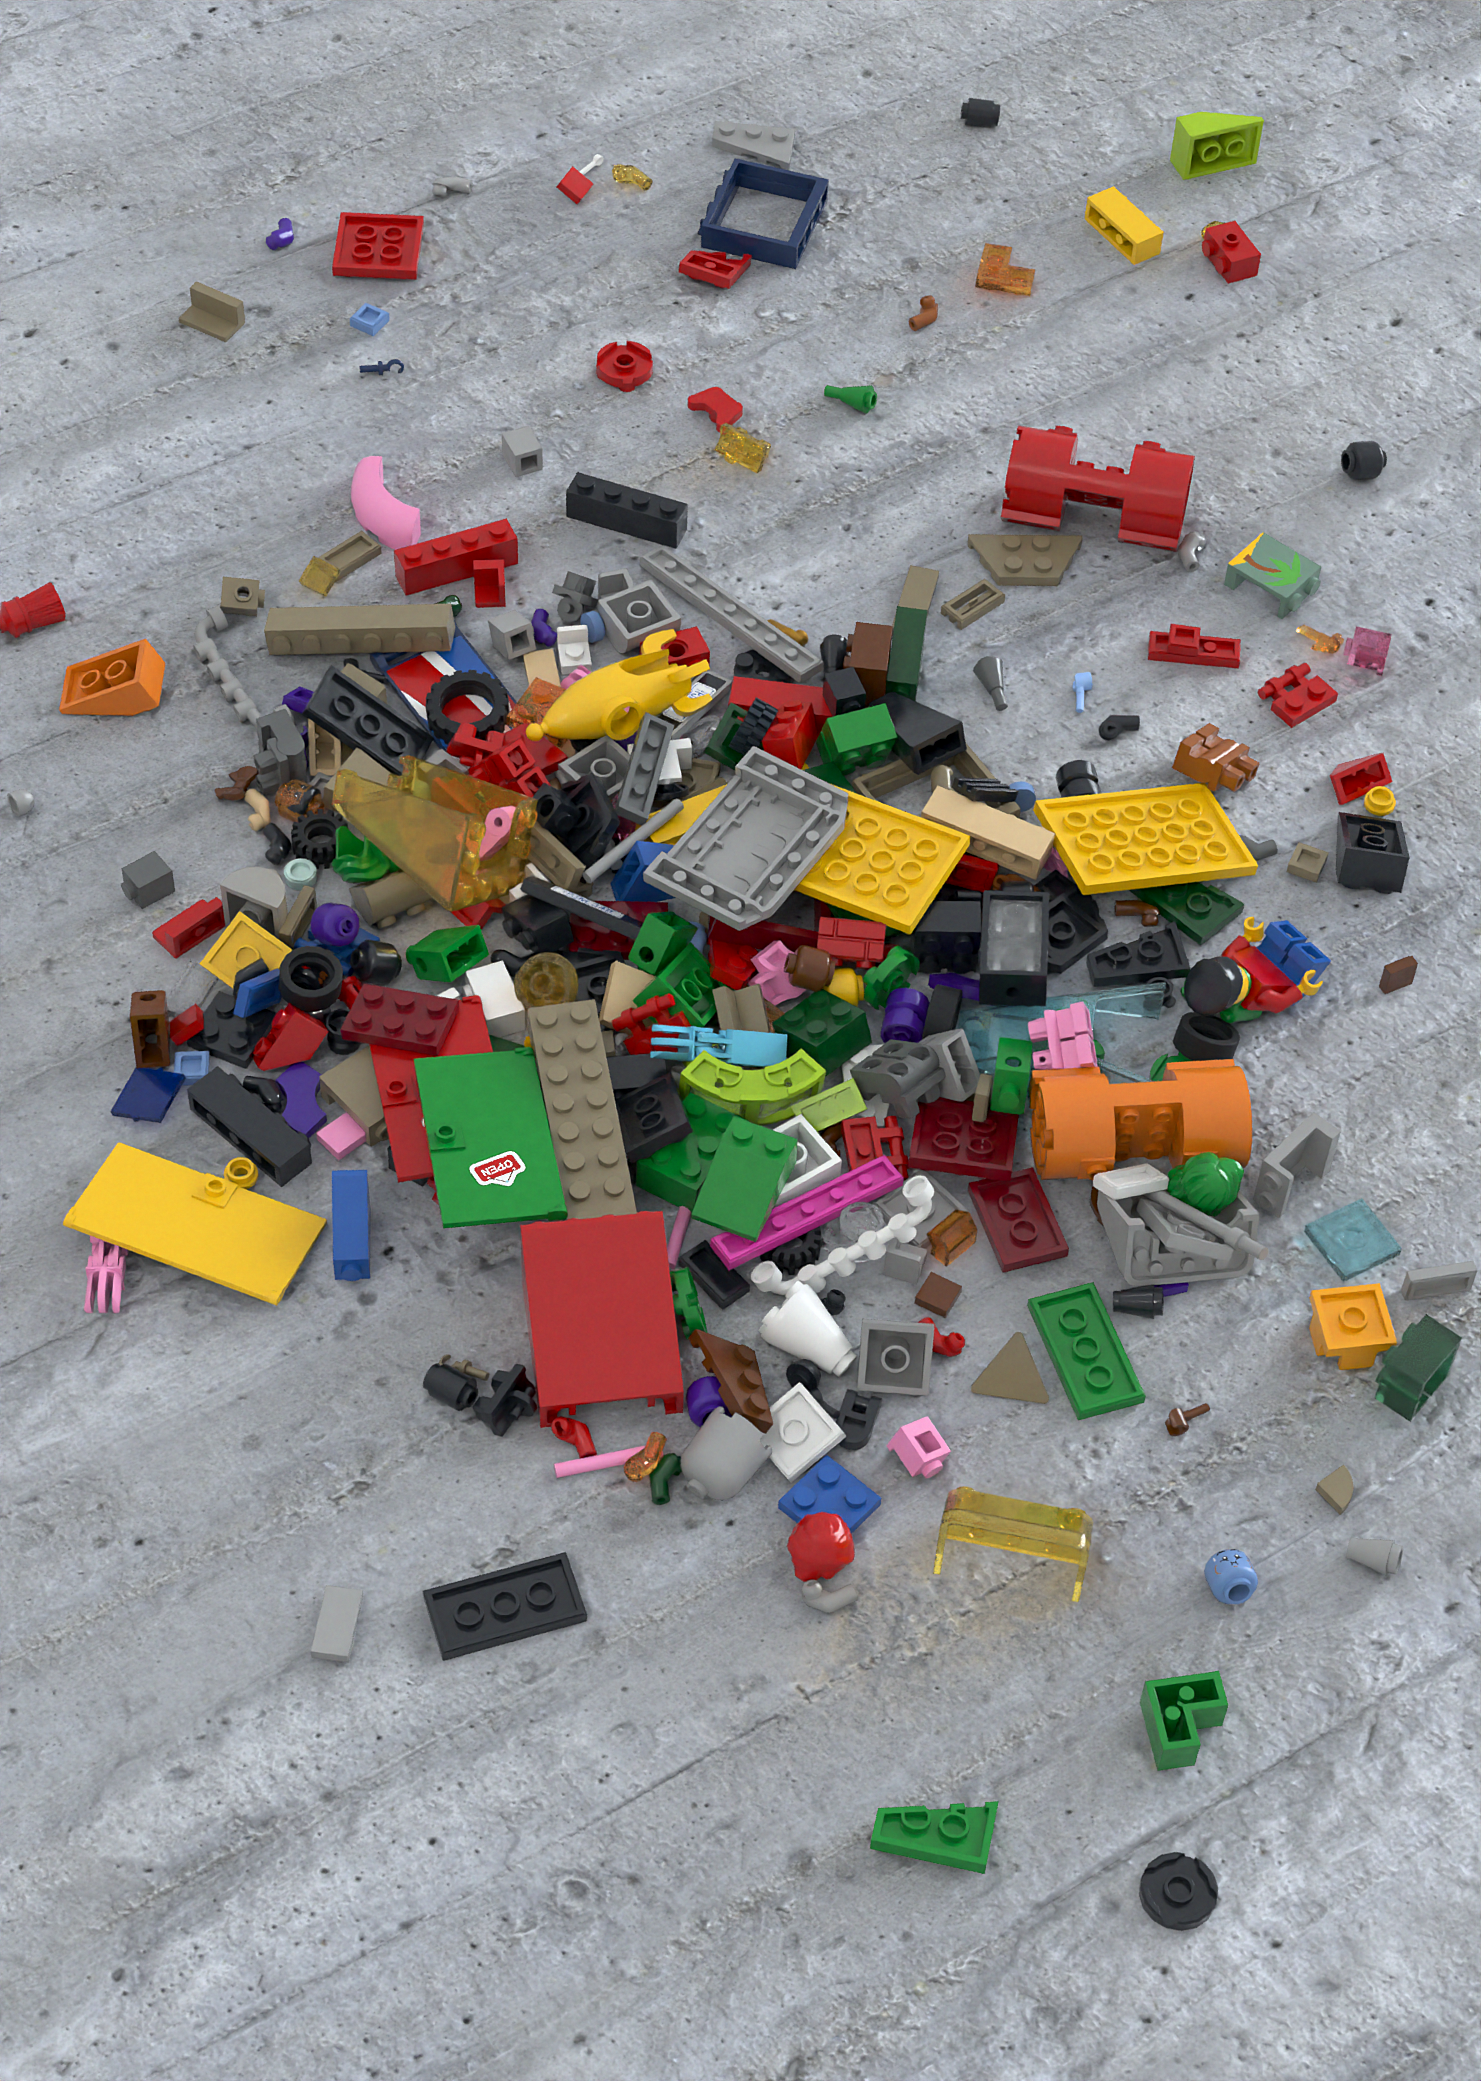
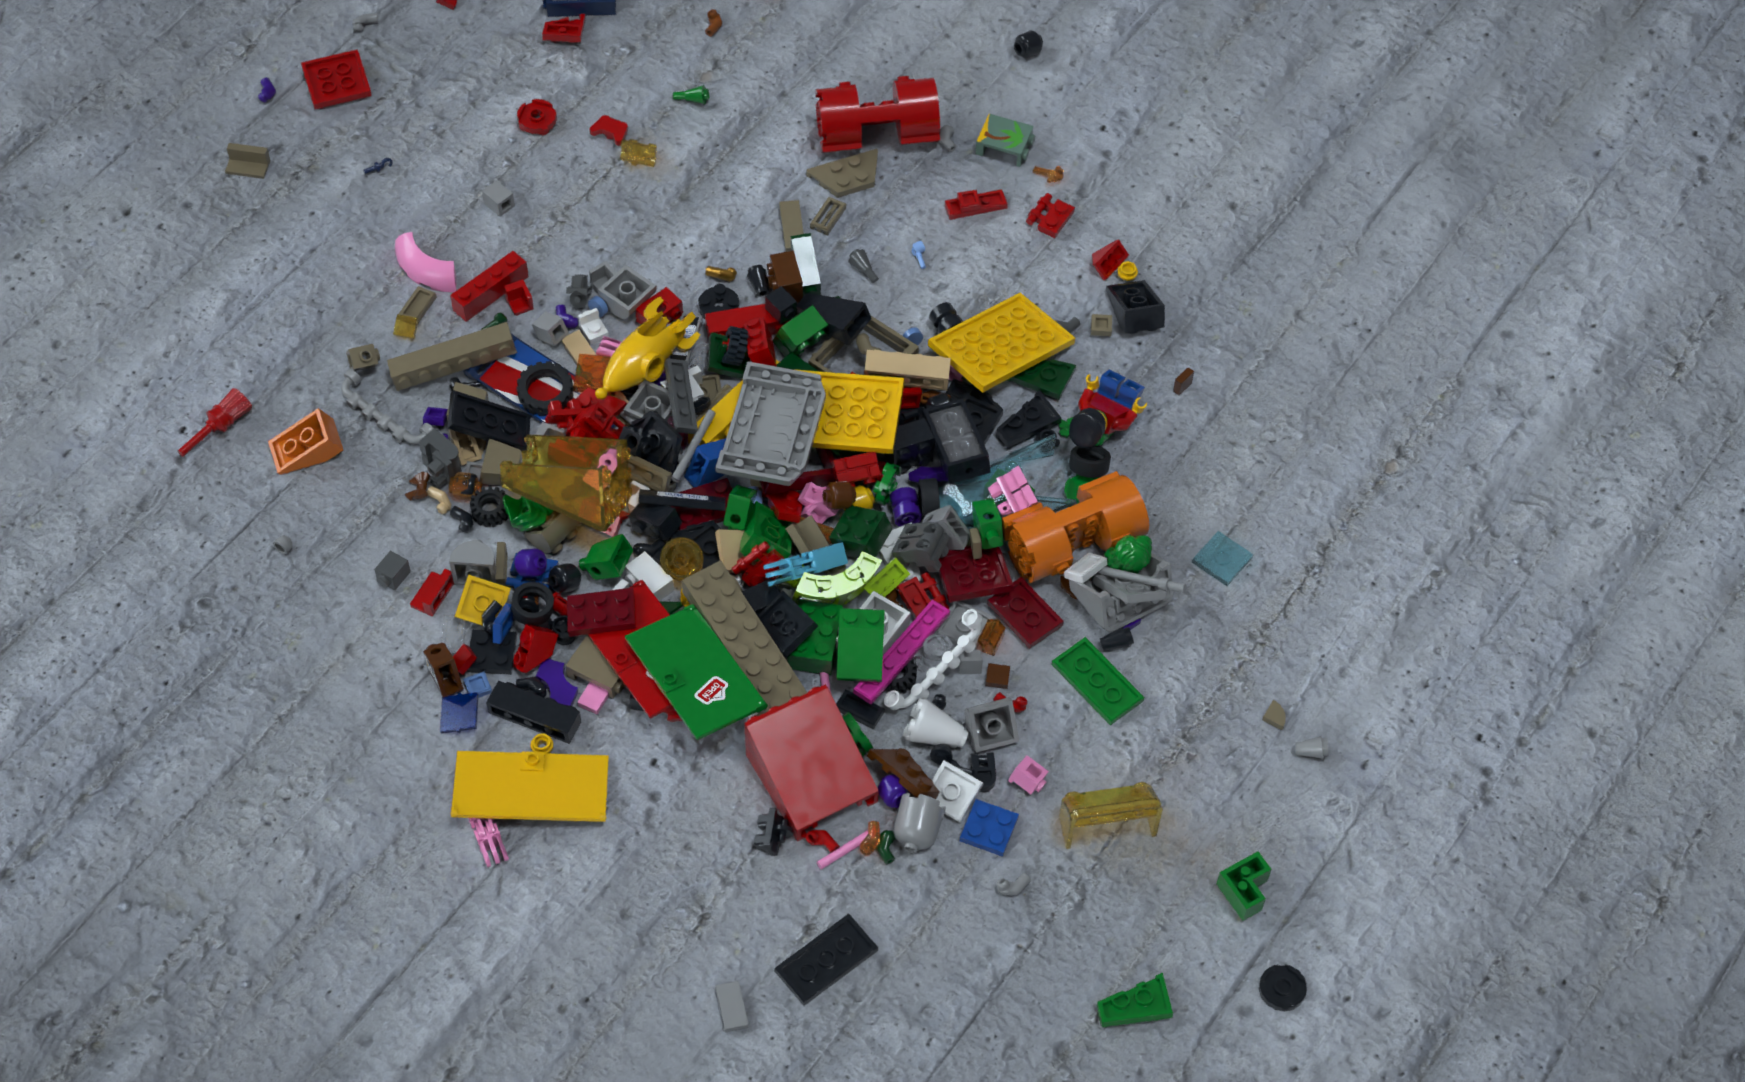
camera: 20 degrees left, 5 degrees up
(300, 873) = (487, 533): light aqua tile -> none
(351, 1224) = (629, 755): blue slope -> none
(369, 319) = (353, 133): medium blue tile -> none
(450, 1386) = (734, 835): black brick -> none
(466, 1367) = (736, 821): dark tan hand -> none
(626, 510) = (584, 219): black brick -> none
(731, 614) = (682, 270): light grey tile -> none
(820, 1546) = (997, 857): red hair -> none
(984, 789) = (894, 342): black tile -> none
(1012, 1374) = (1063, 711): dark tan piece -> none
(1116, 724) = (949, 270): black arm -> none
(1137, 908) = (1011, 388): reddish brown arm -> none
(1177, 1420) = (1168, 704): reddish brown hand -> none
(1215, 760) = (1021, 276): dark orange hips -> none
(1231, 1576) = (1238, 790): medium blue head -> none
(1308, 1146) = (1180, 511): light grey panel -> none
(1351, 1324) = (1245, 612): light orange panel -> none
(1368, 649) = (1082, 172): clear pink brick -> none
(1416, 1366) = (1292, 626): clear green piece -> none
(1439, 1280) = (1282, 567): light grey tile -> none

